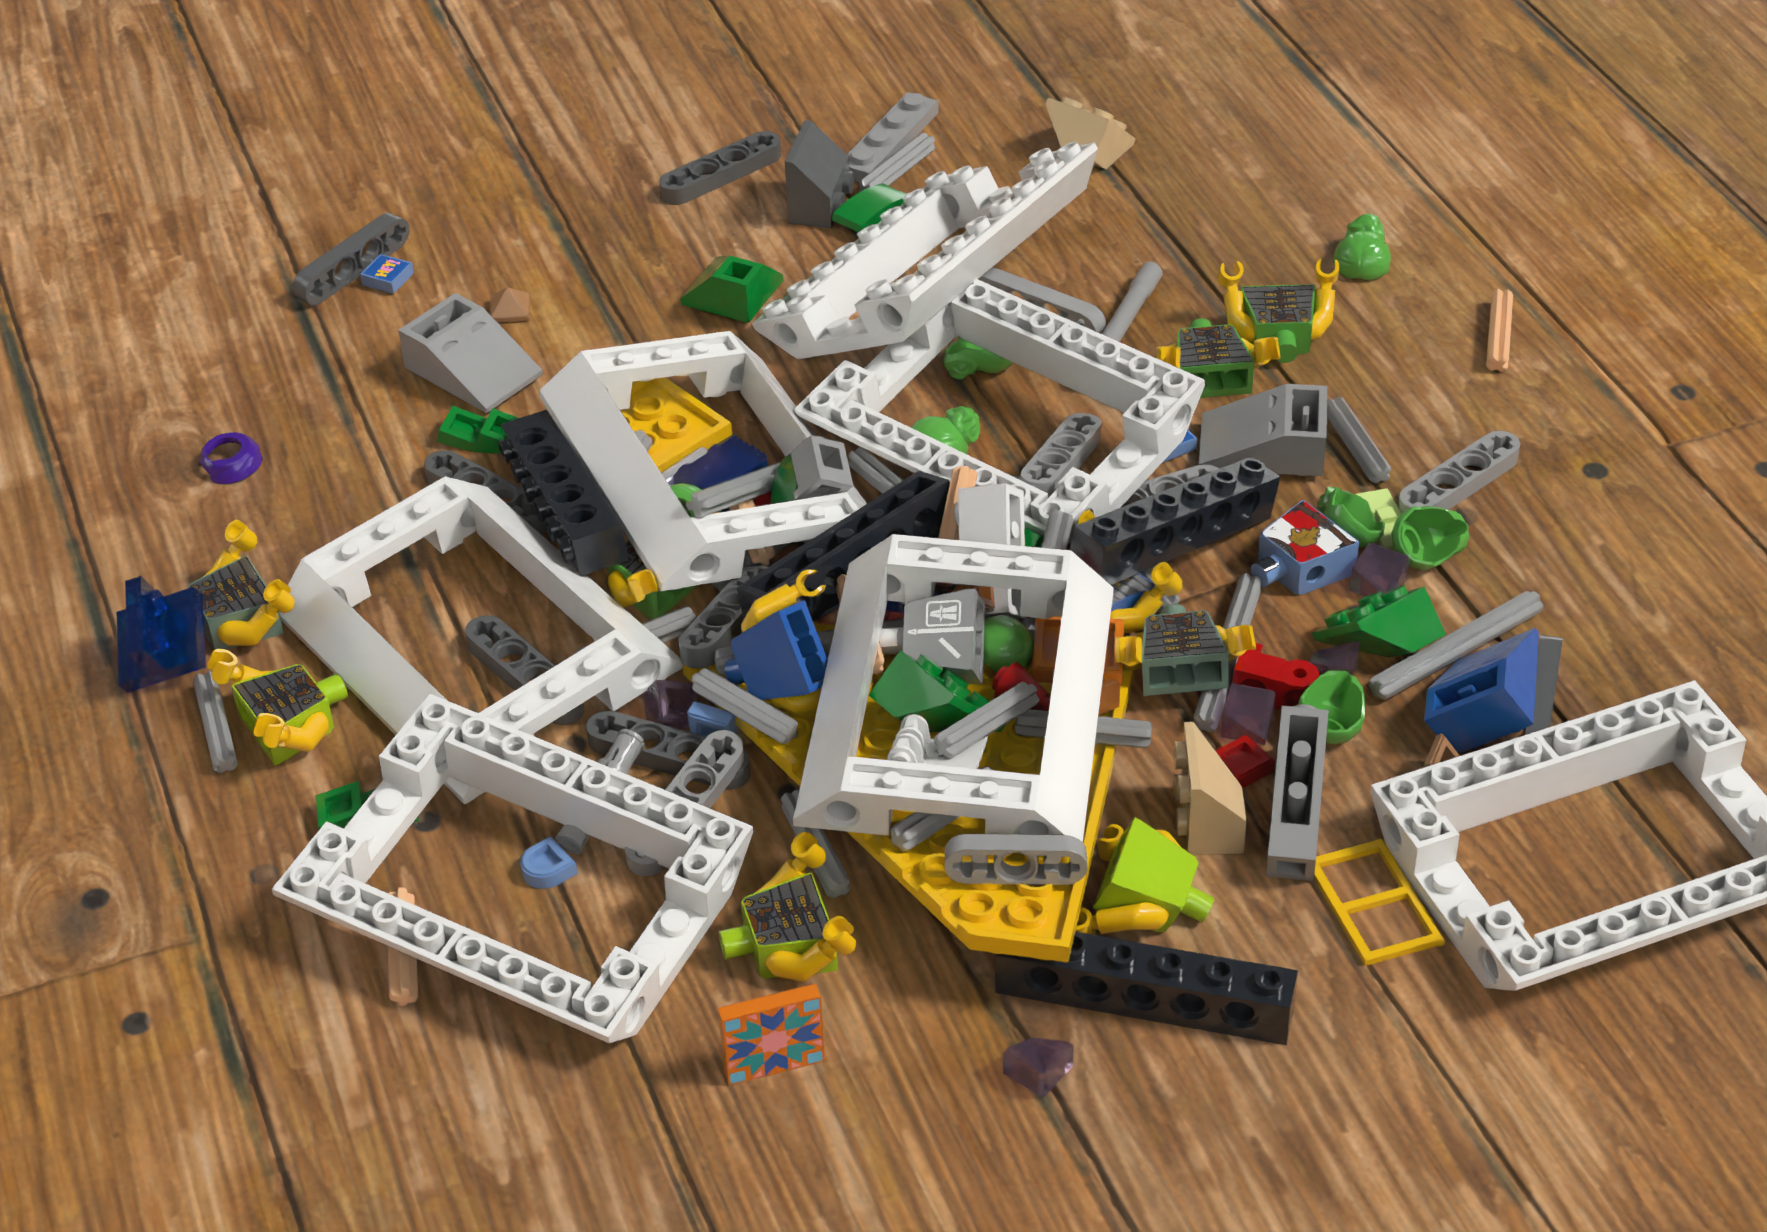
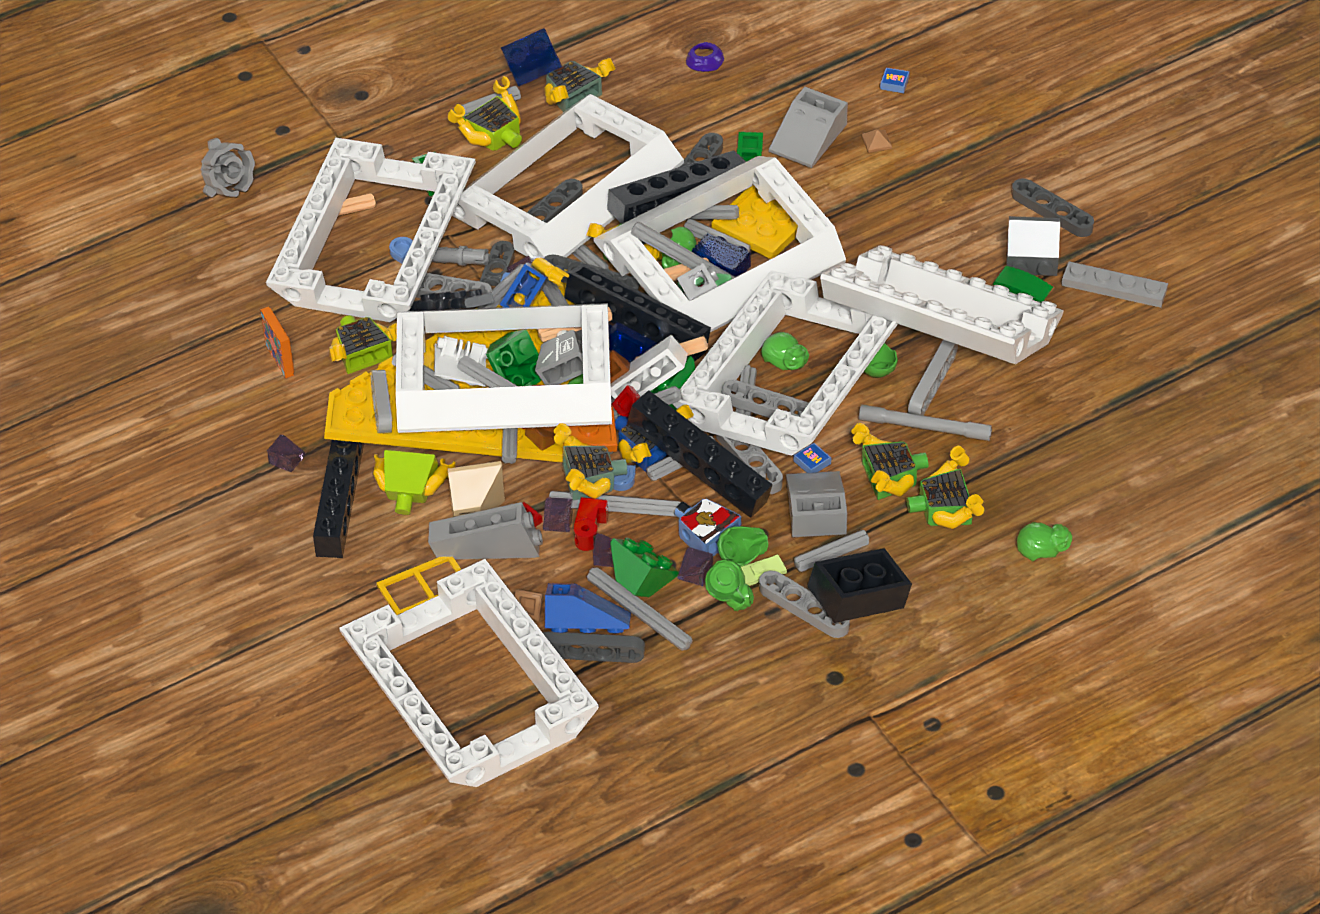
camera: 80 degrees right, 5 degrees up
(249, 1088) = (224, 168): none -> light grey piece
(317, 280) = (873, 52): dark grey beam -> none
(733, 288) = (915, 233): green slope -> none
(771, 754) = (452, 300): none -> black hinge
(899, 162) = (1081, 292): light grey axle -> none
(1082, 126) = (1137, 379): tan slope -> none
(1343, 698) = (562, 547): bright green hair -> none
(1461, 399) = (859, 585): none -> black brick
(1499, 330) = (971, 618): light nougat axle -> none

